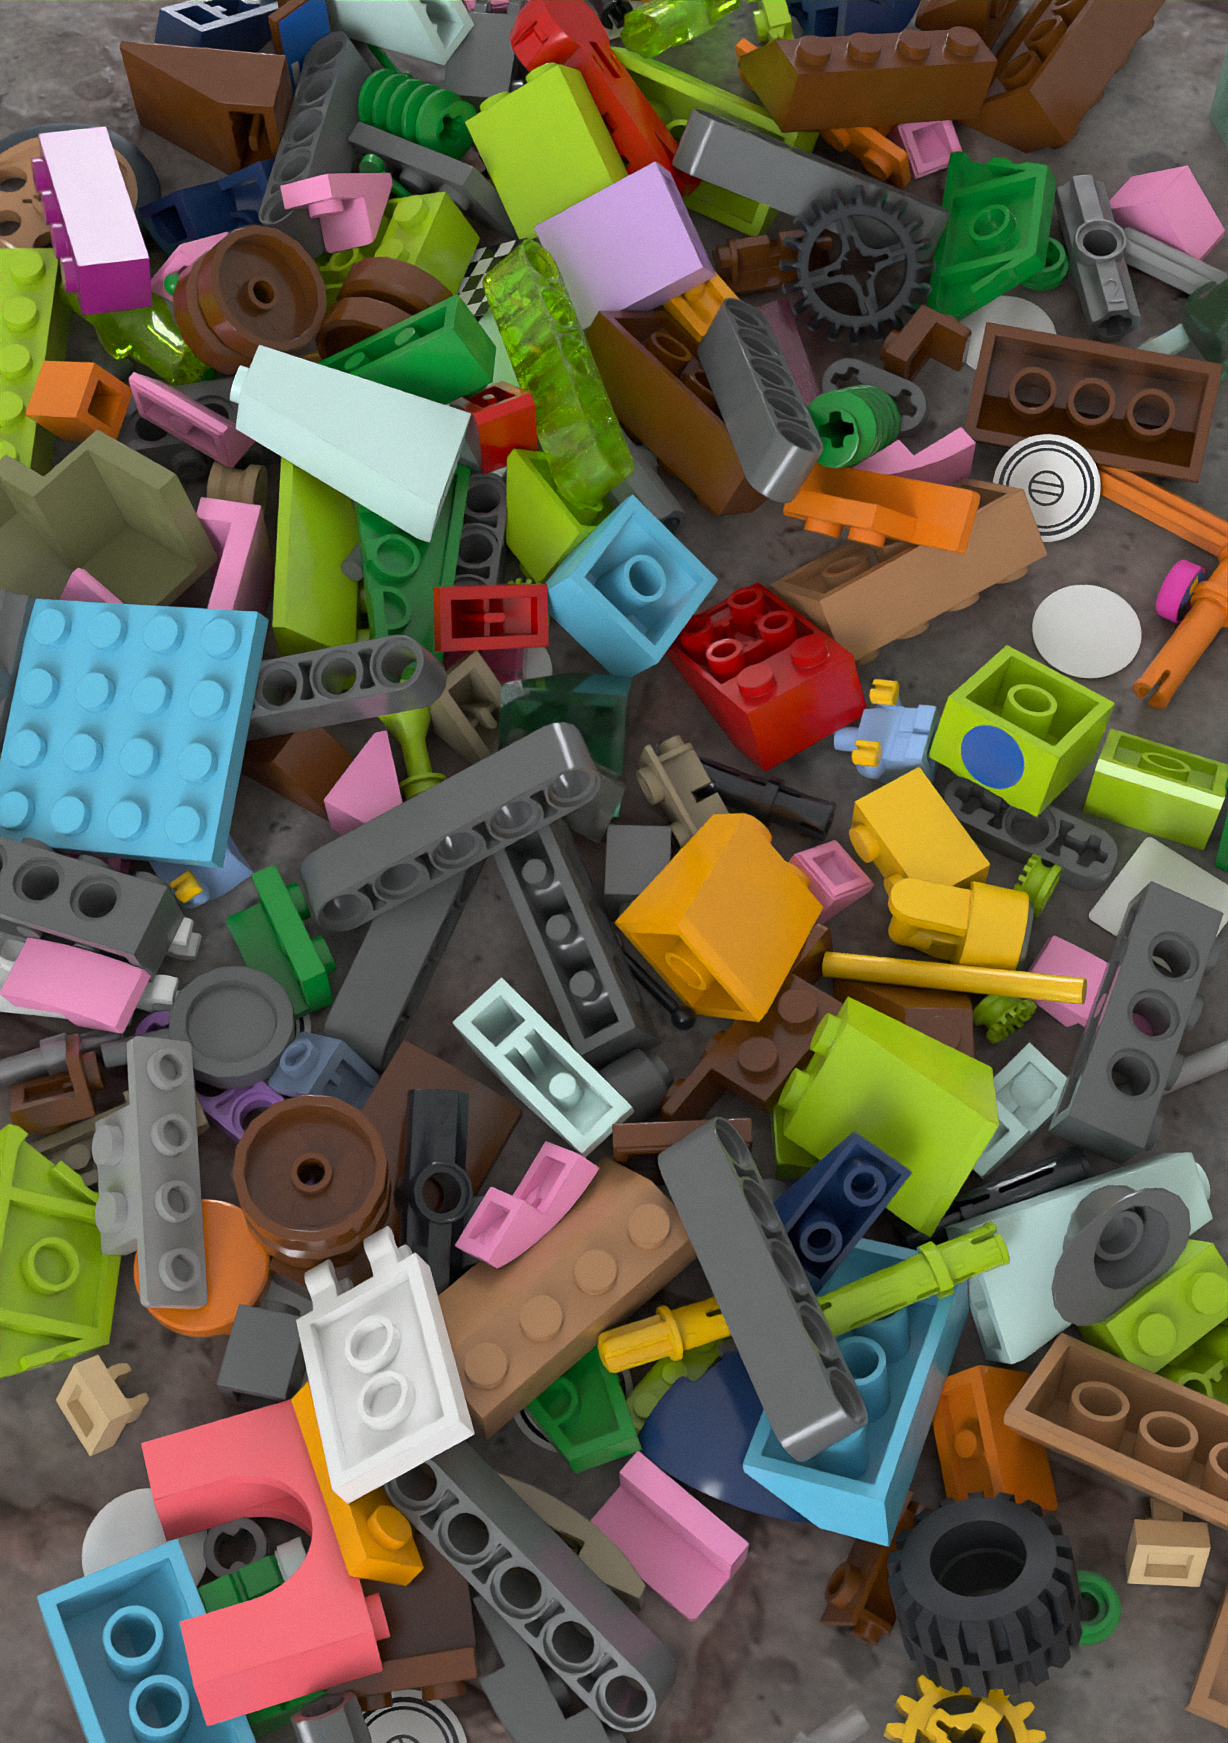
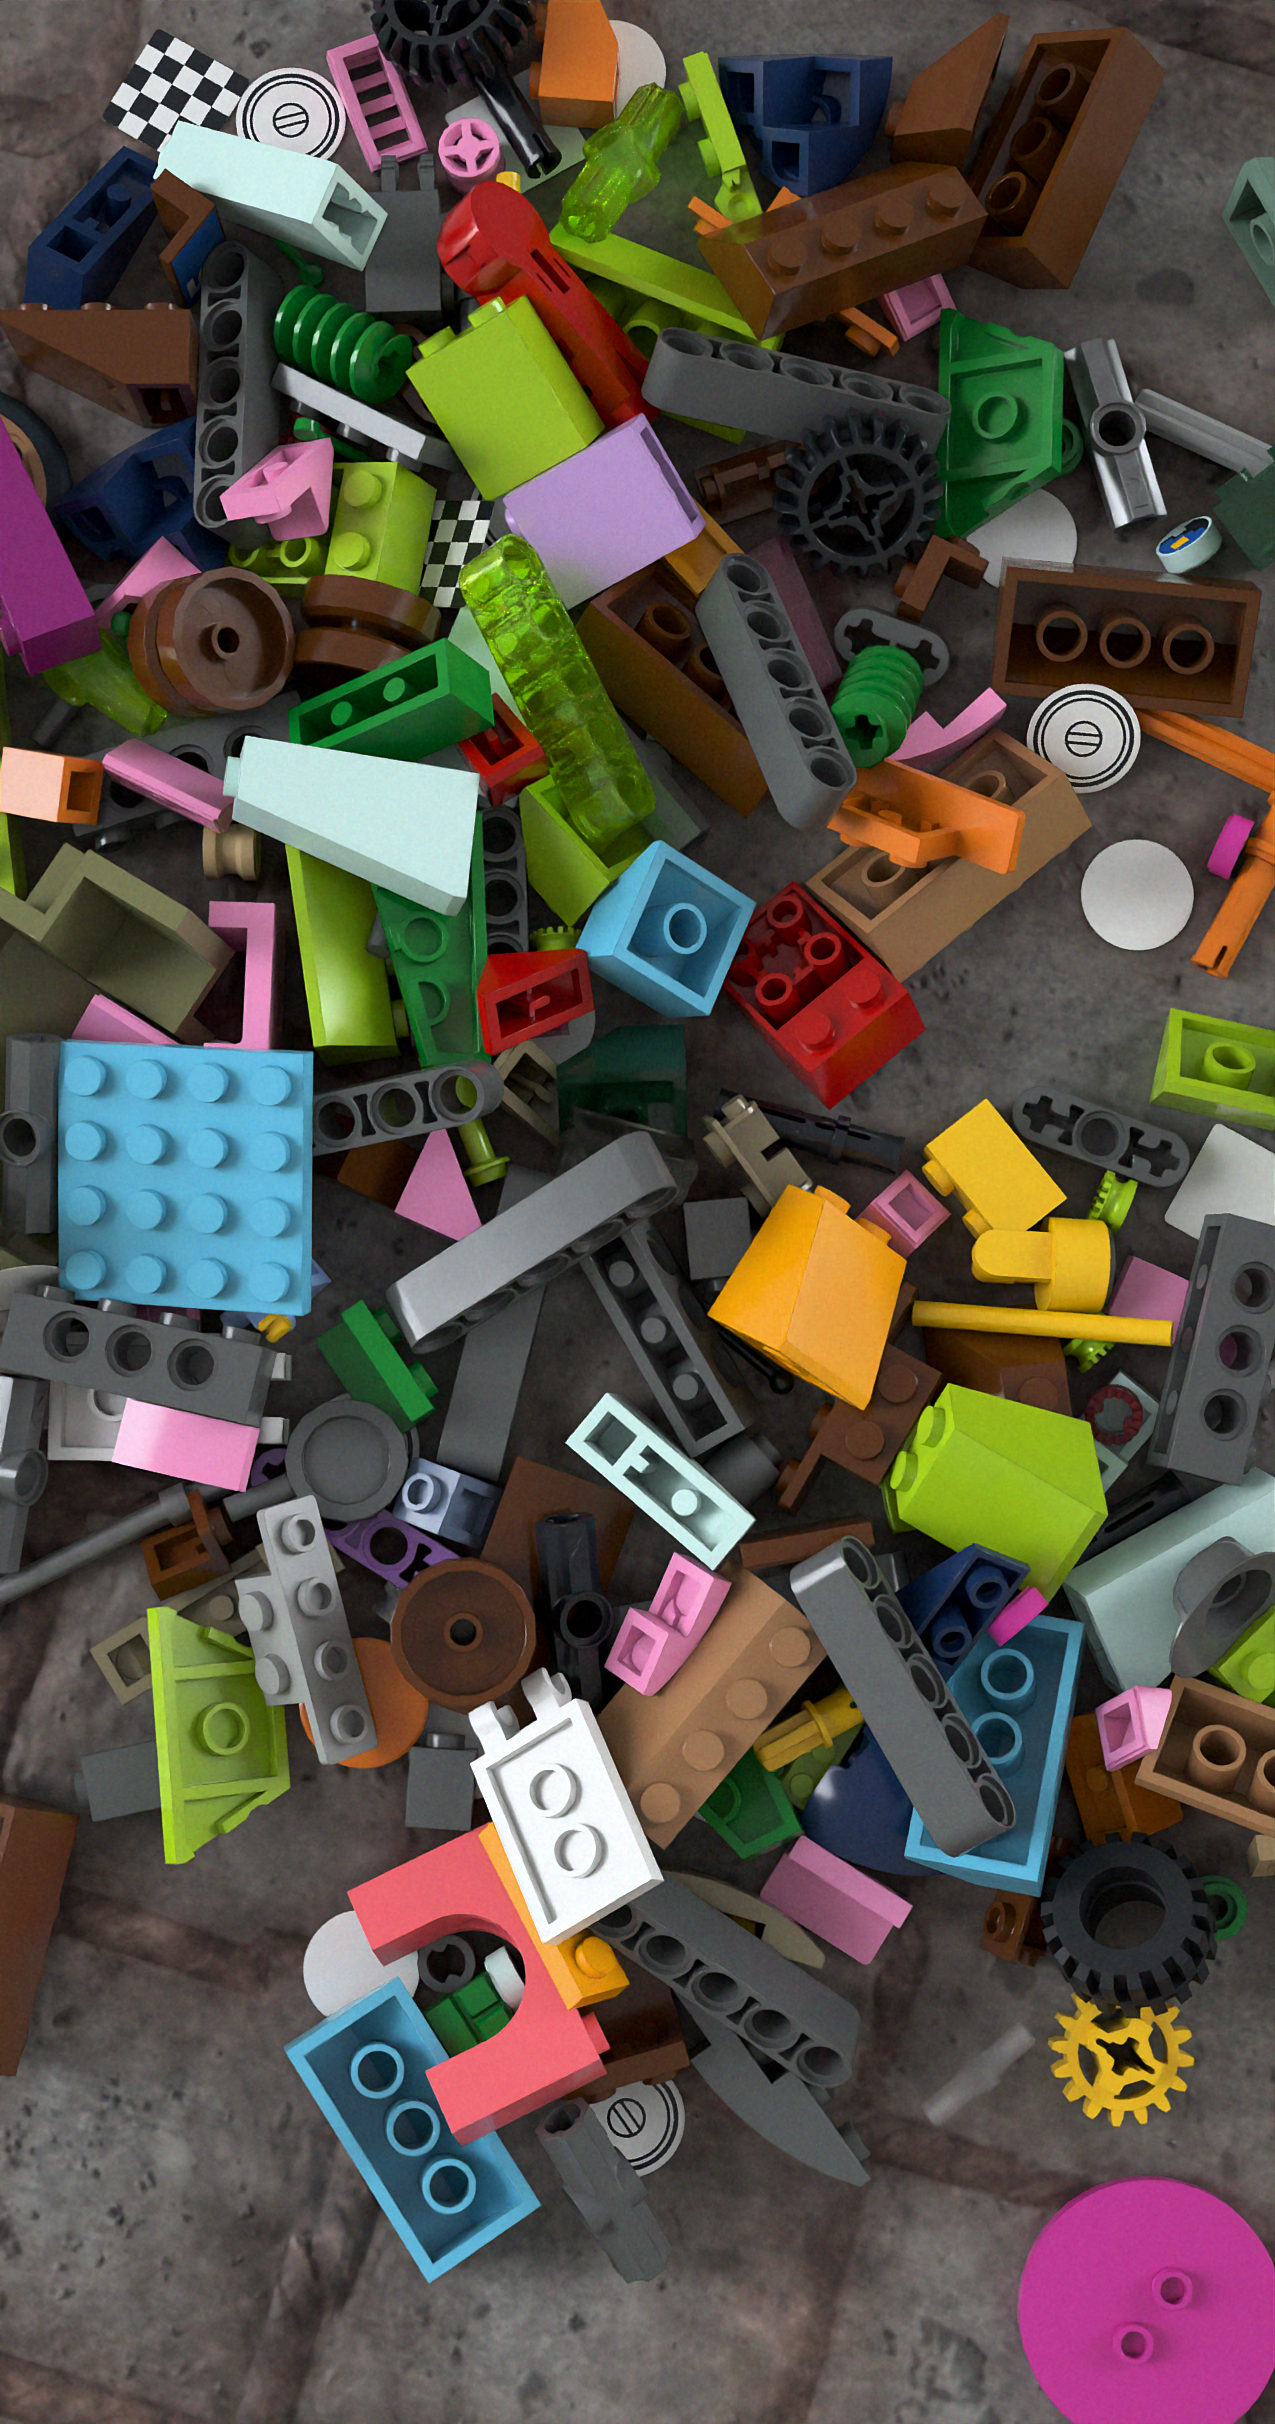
camera: 10 degrees left, 20 degrees up
(97, 1405) = (292, 1849): tan tile -> none
(891, 737) = (954, 1060): light blue piece -> none
(893, 1236) = (1016, 1615): none -> dark pink tile
(926, 1274) = (1038, 1657): lime pin -> none
(1007, 1367) = (1132, 1724): none -> bright pink slope
(1020, 730) = (1084, 1043): lime brick -> none
(1036, 1090) = (1131, 1422): none -> dark red bush
(1169, 209) = (1183, 363): bright pink slope -> none

